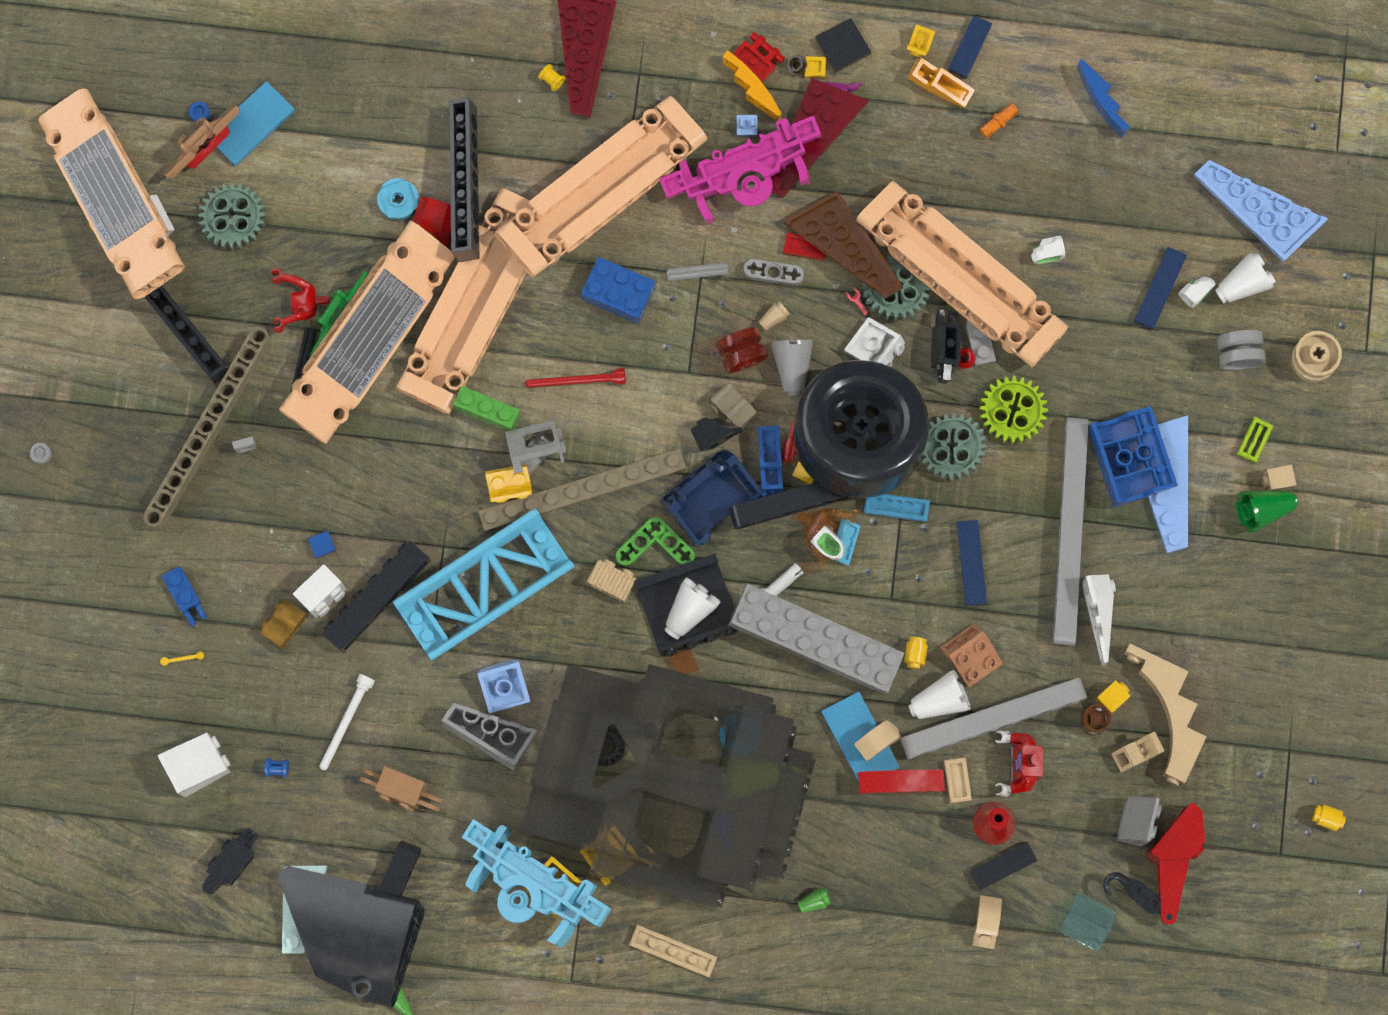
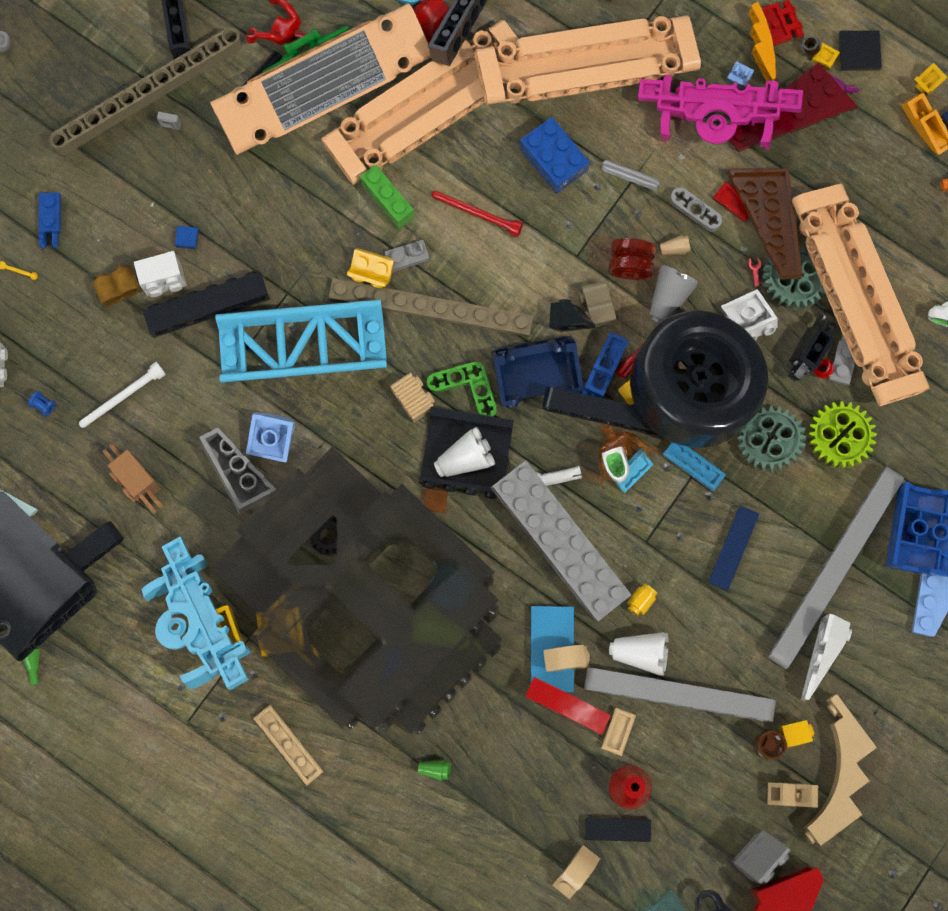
camera: 25 degrees right, 0 degrees up
(520, 452) = (393, 245): light grey window -> none
(972, 654) = (690, 628): nougat bracket -> none
(1025, 763) = (686, 749): red torso -> none

